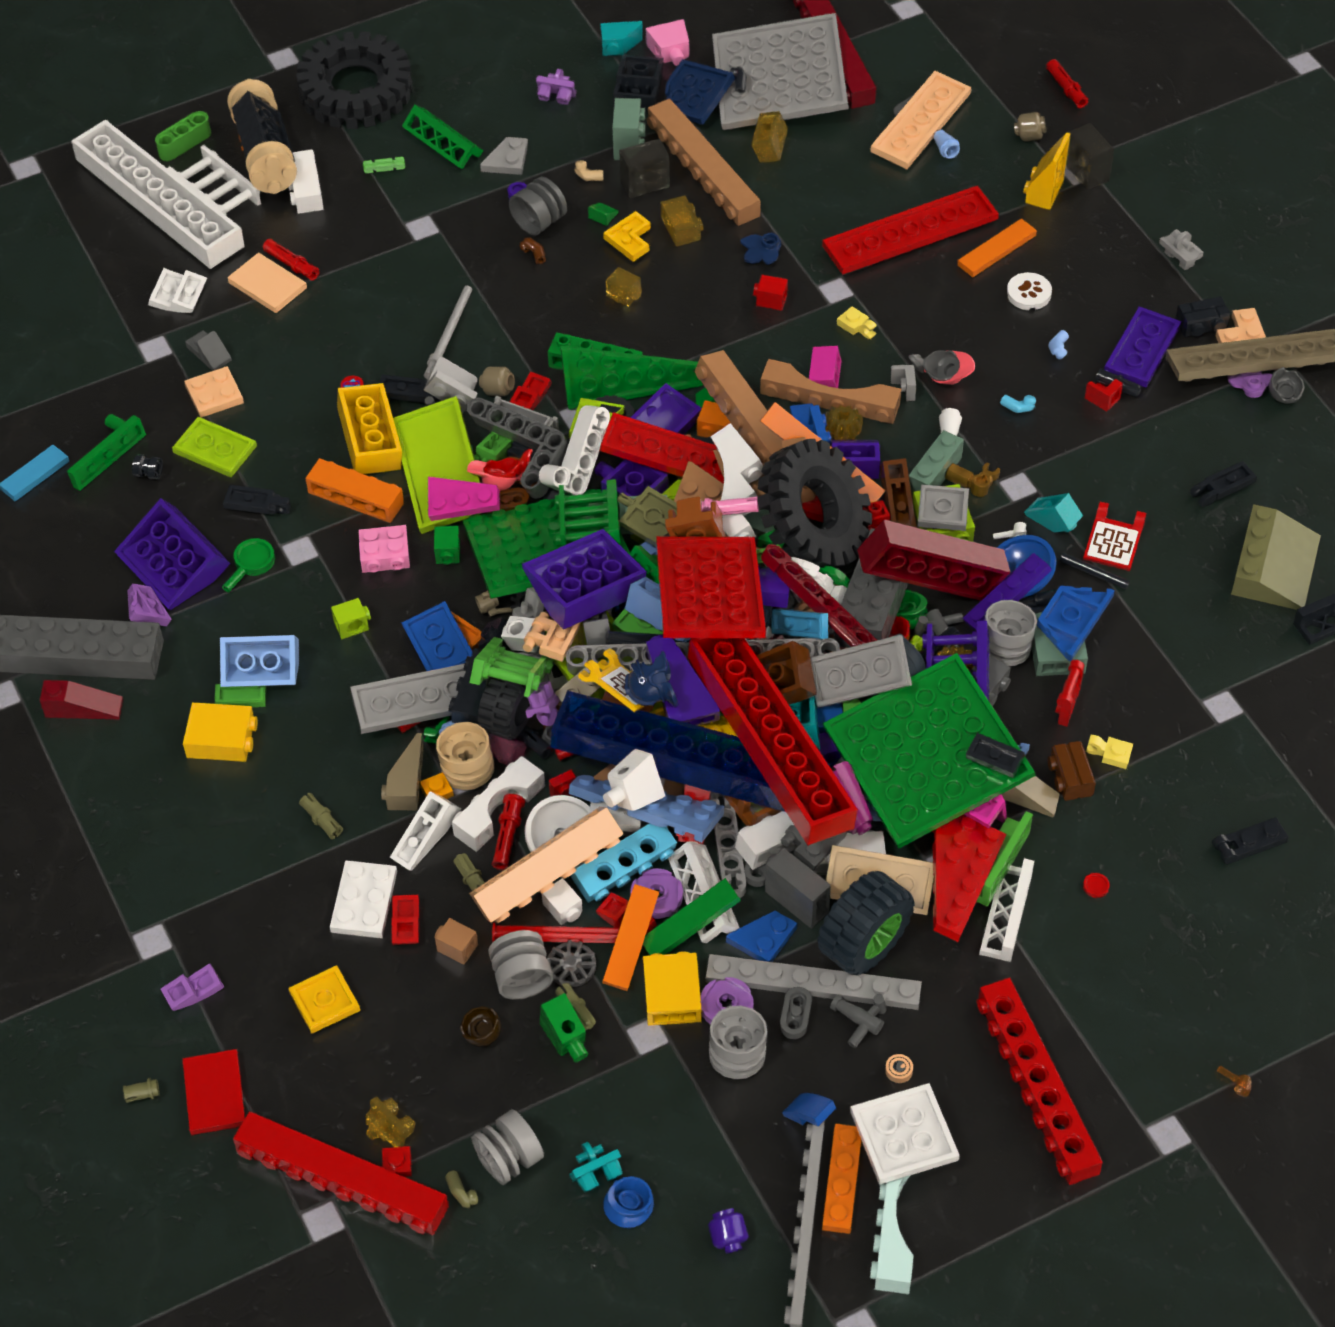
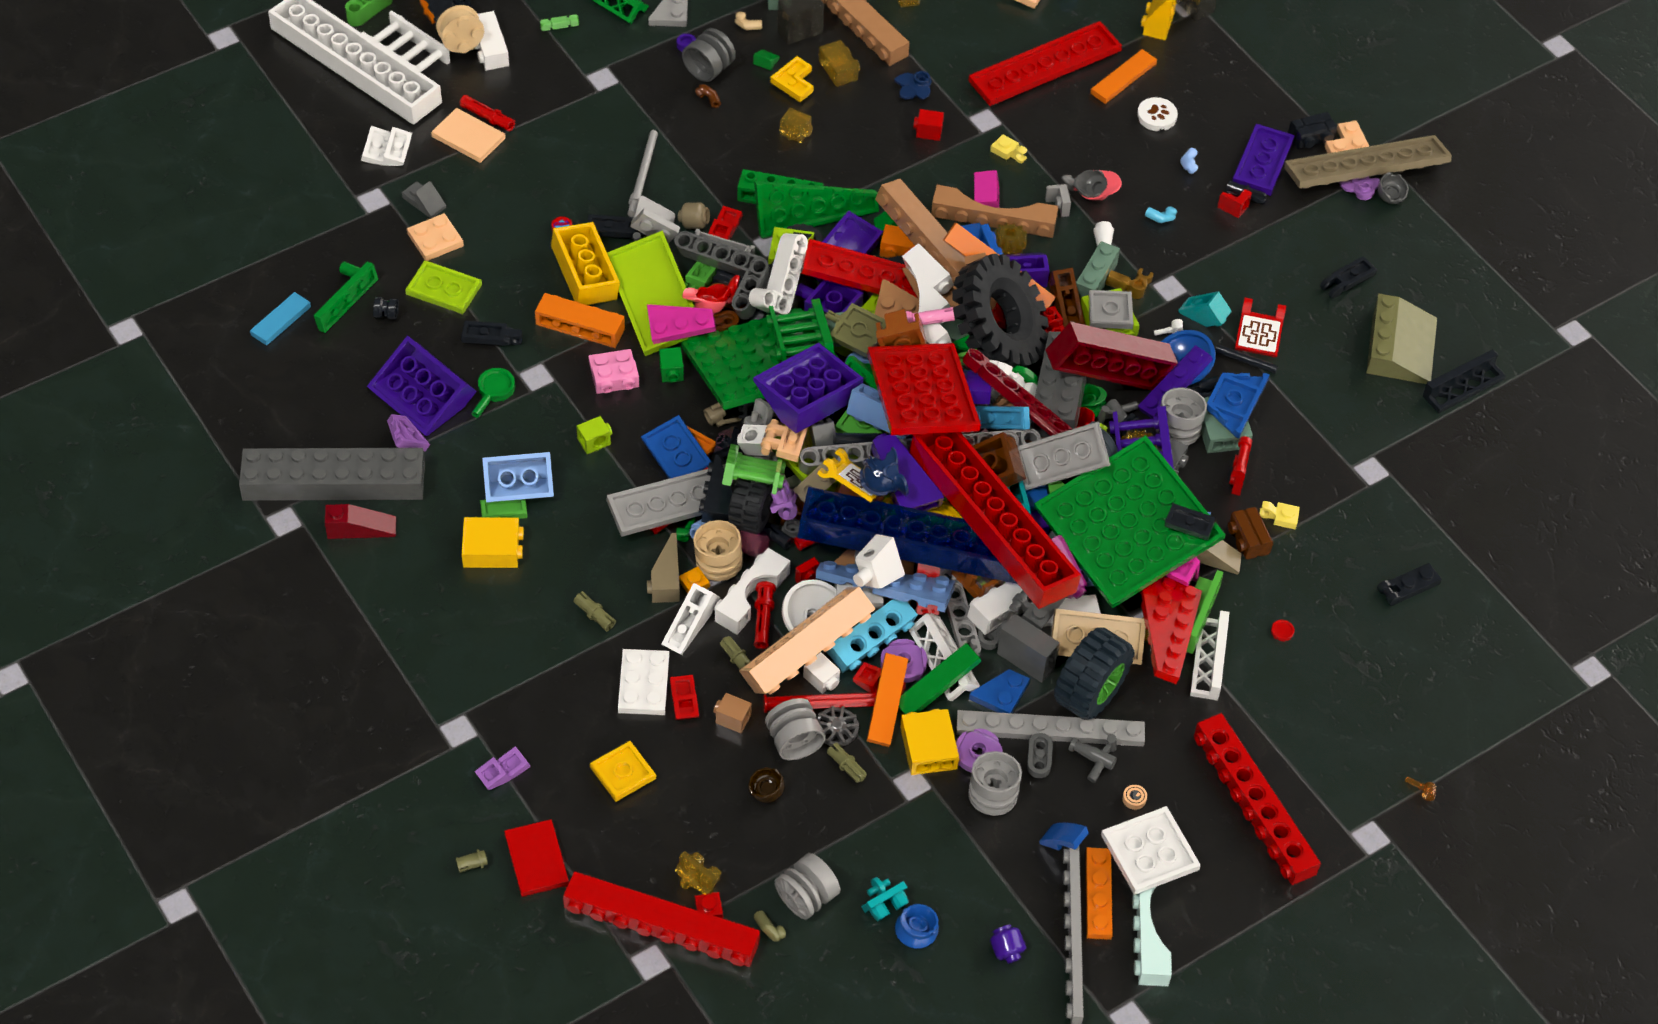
camera: 10 degrees left, 0 degrees up
(563, 1027) = (840, 780): green torso -> none
(1181, 247) = (1286, 68): light grey hips -> none

